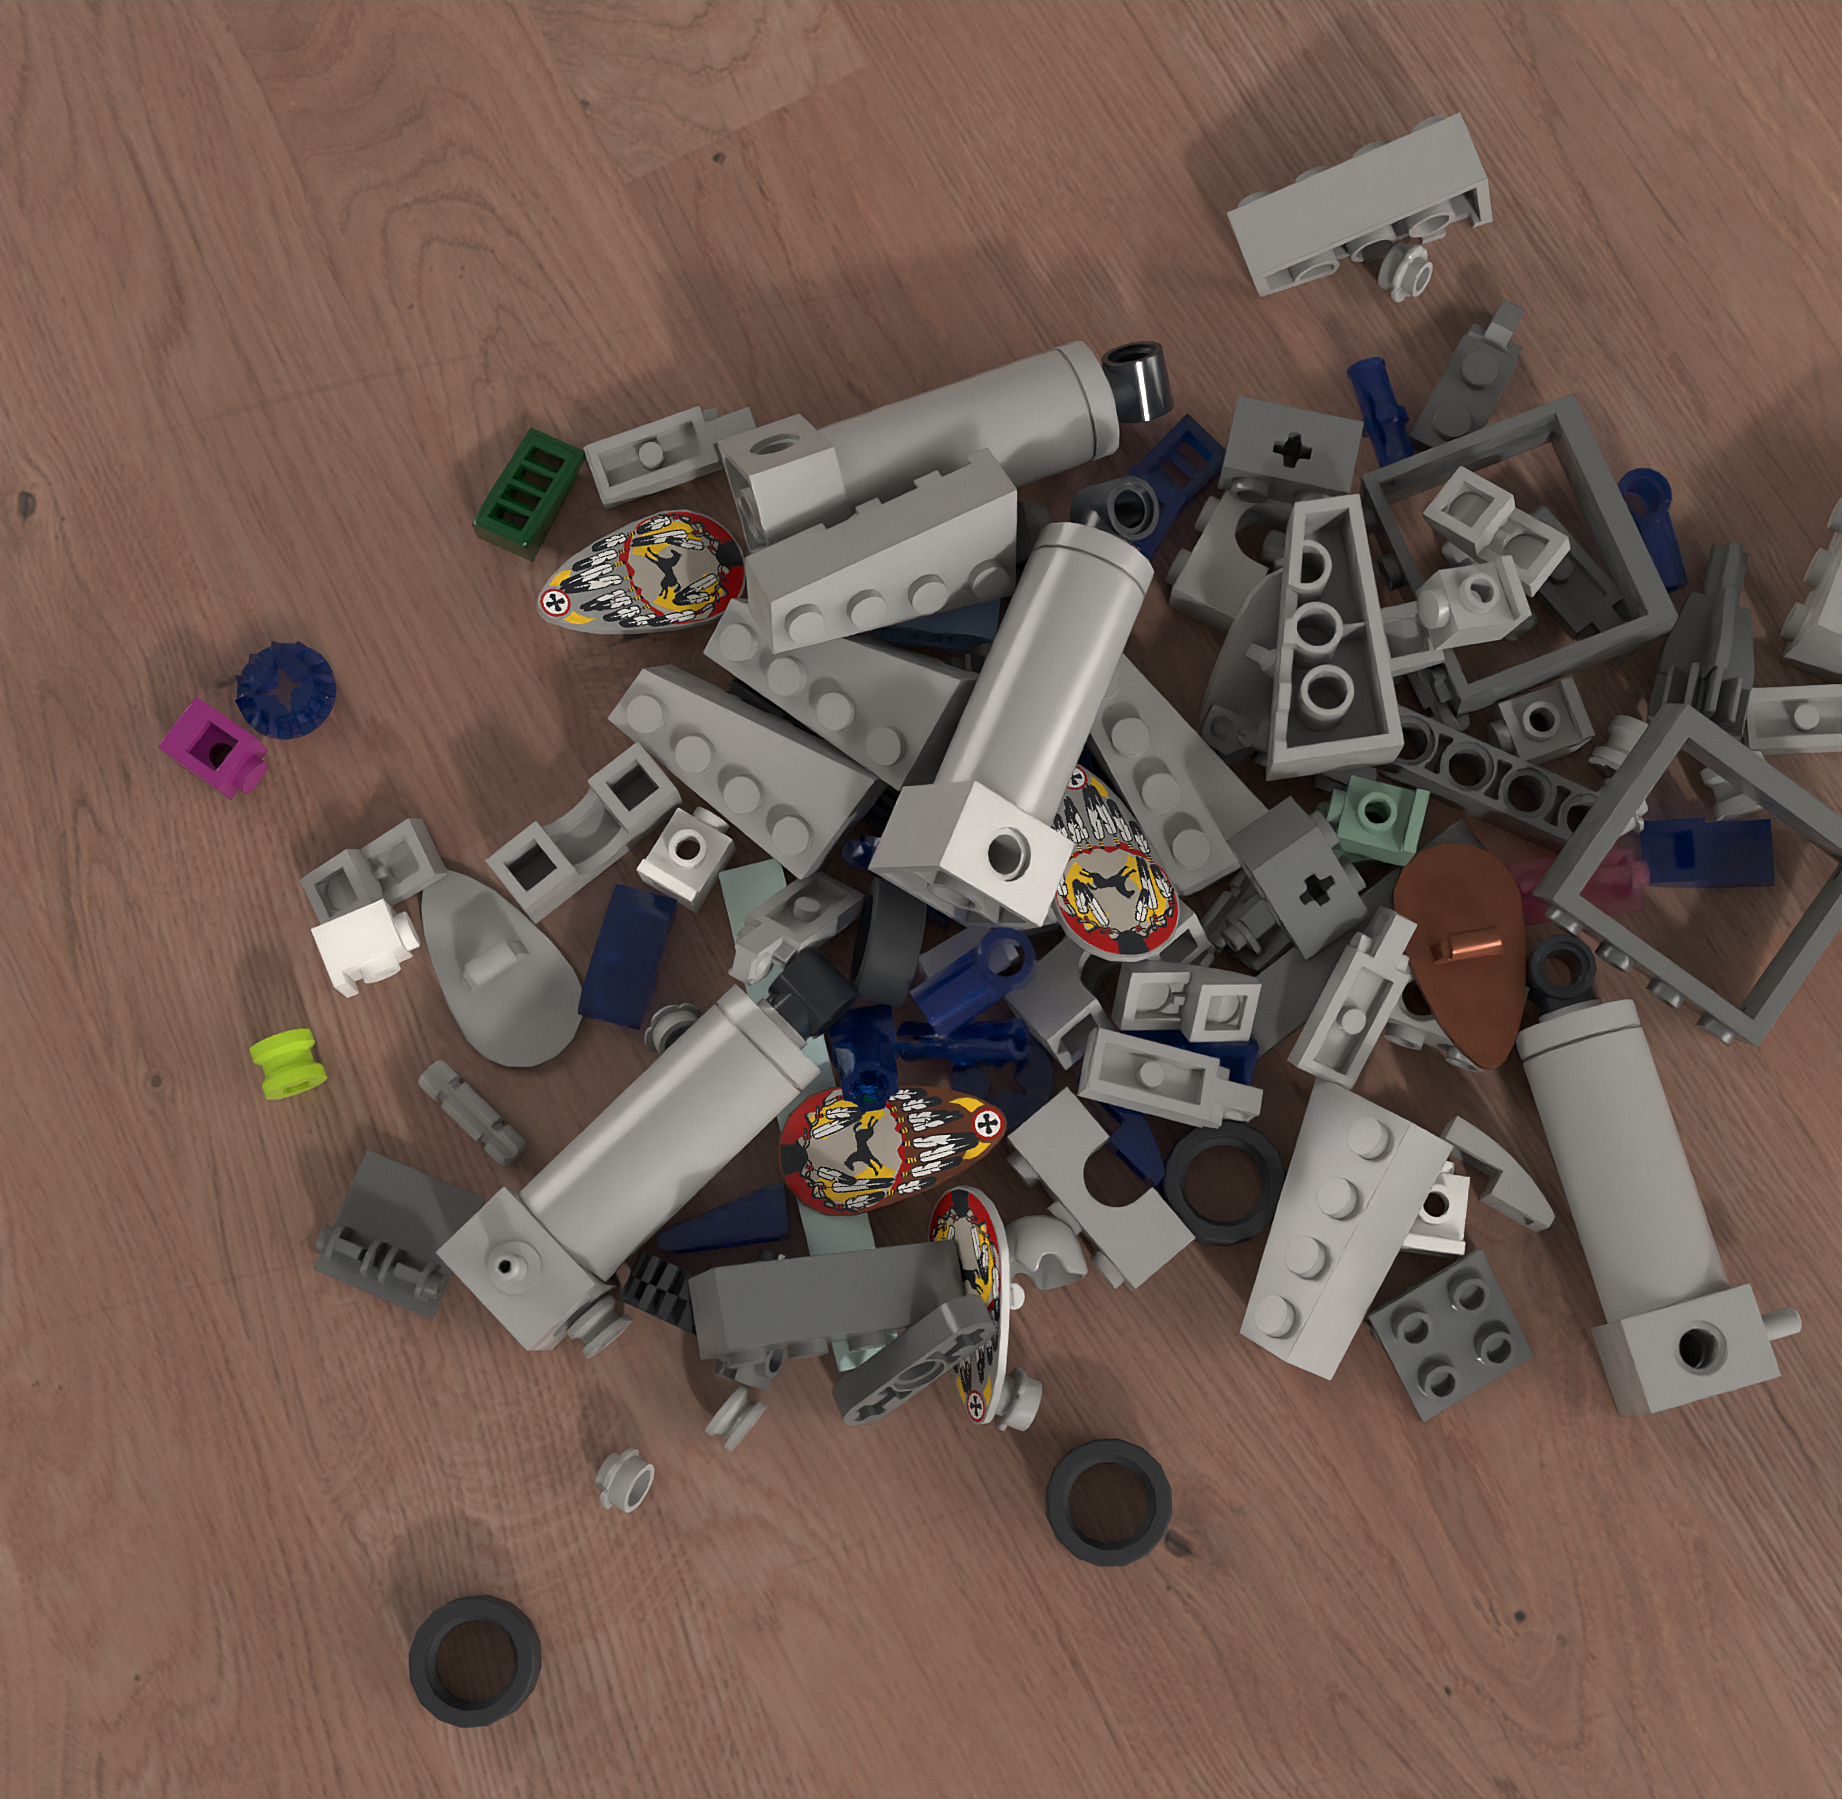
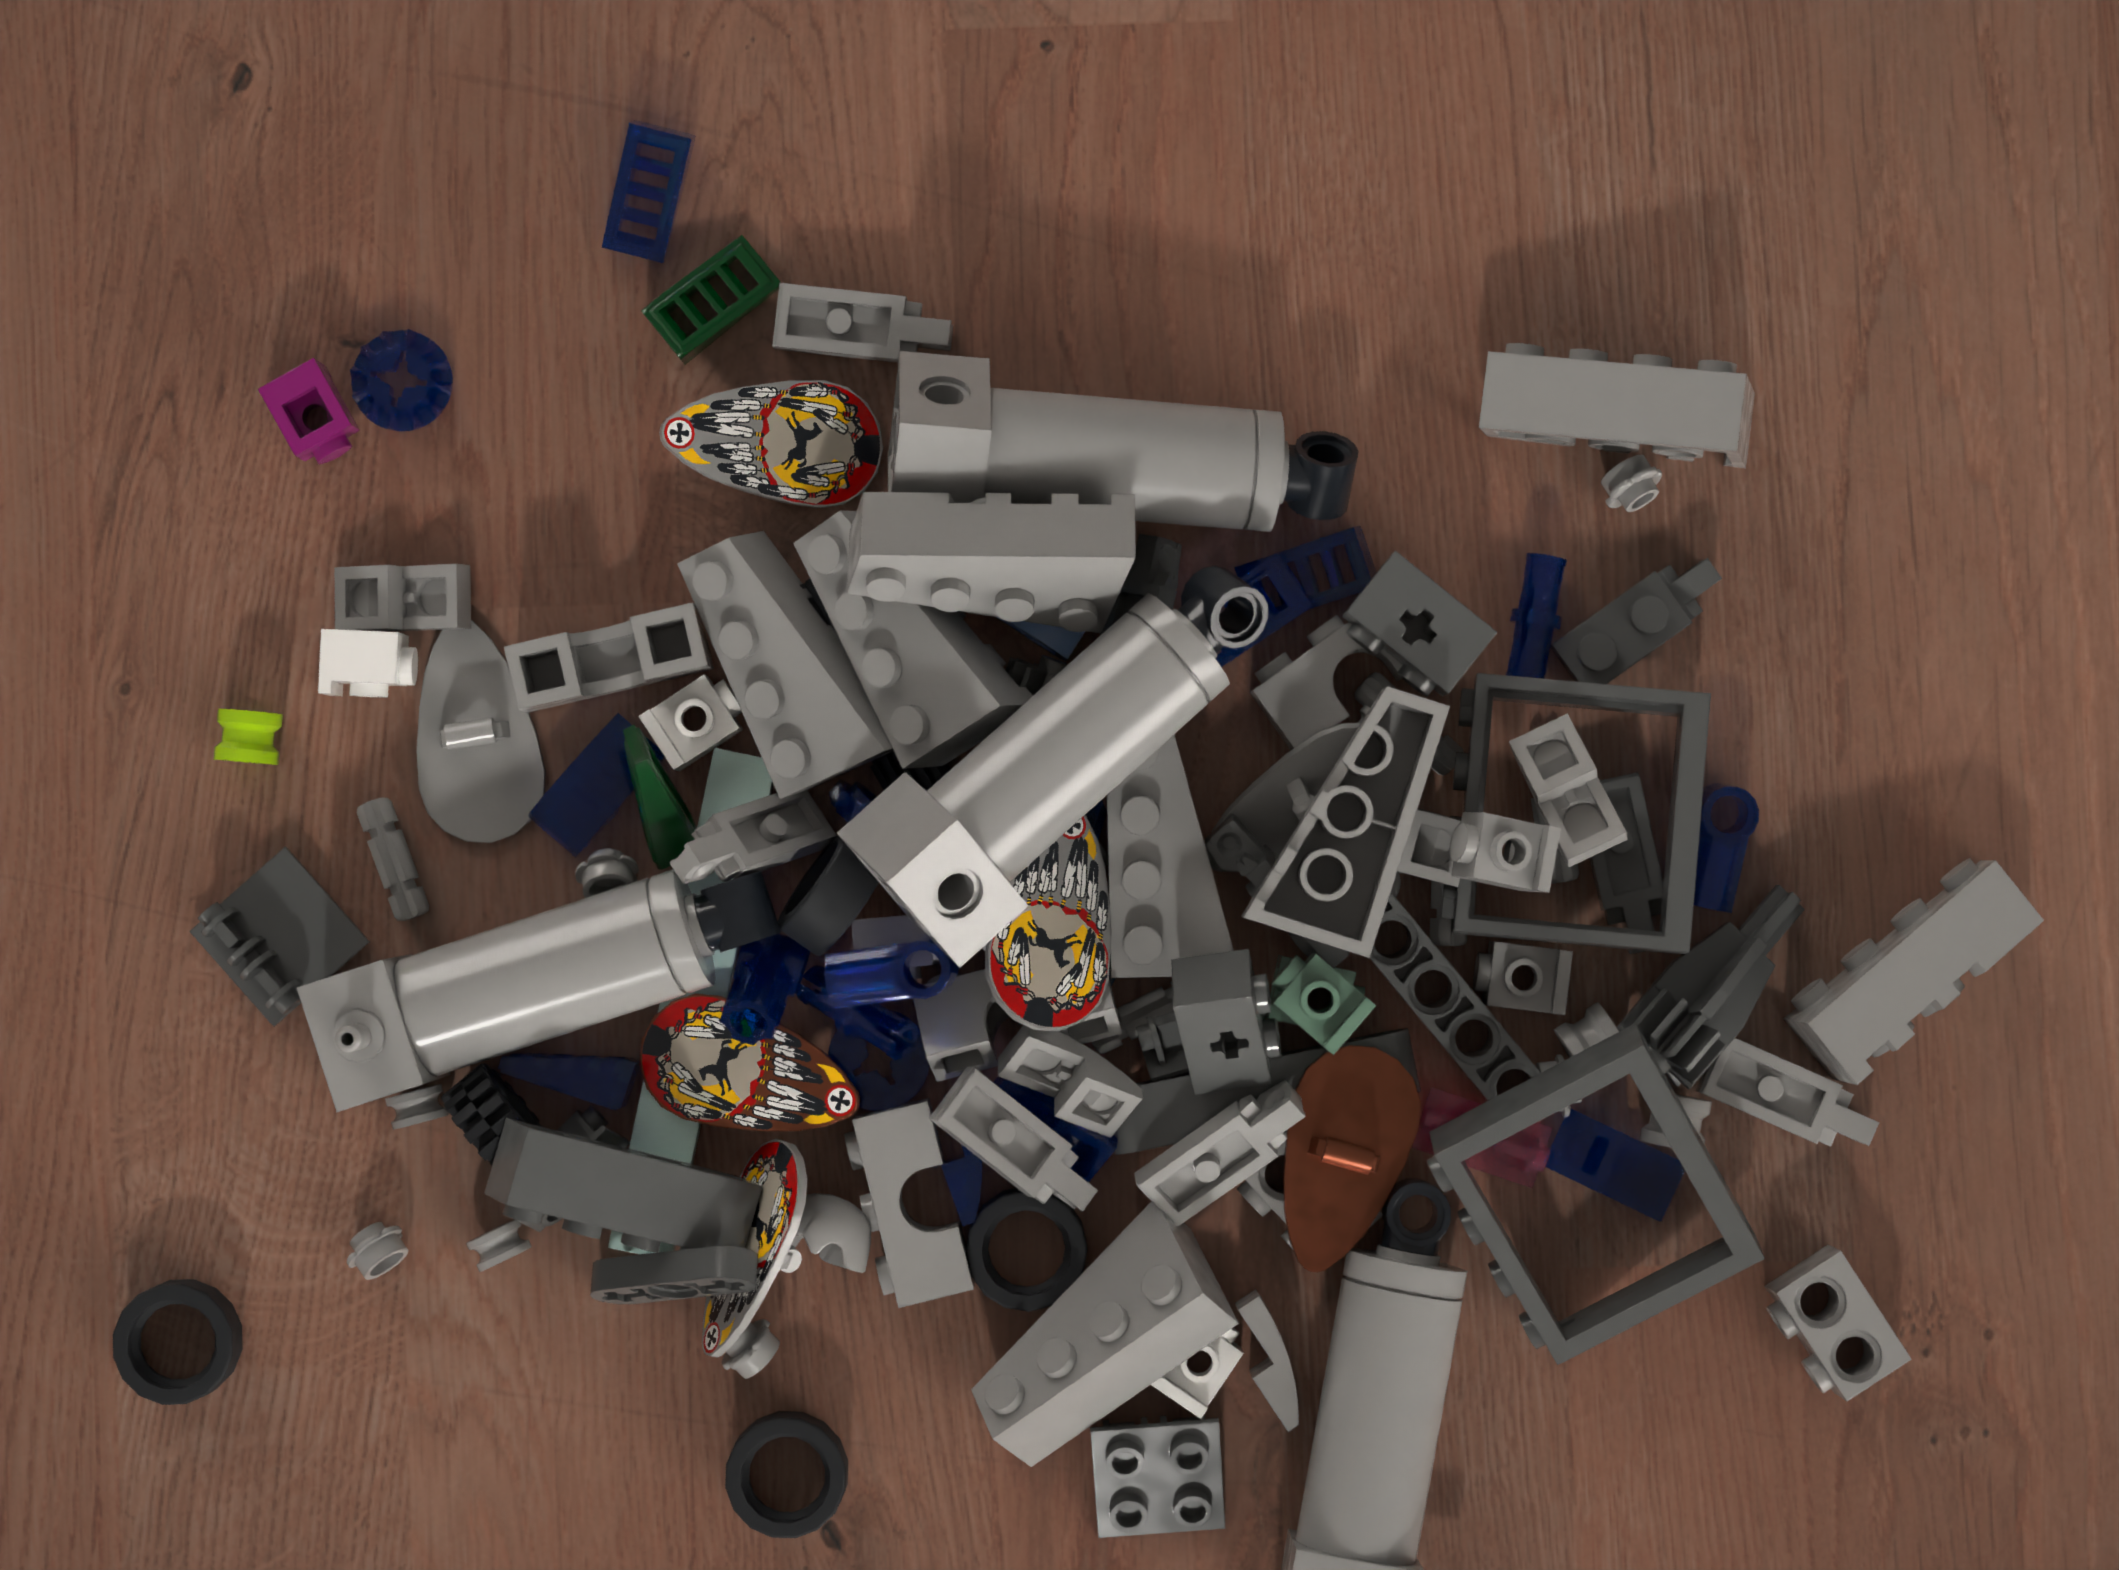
camera: 20 degrees right, 10 degrees up
(423, 379) = (660, 137): none -> clear blue slope
(693, 942) = (662, 810): none -> dark green slope

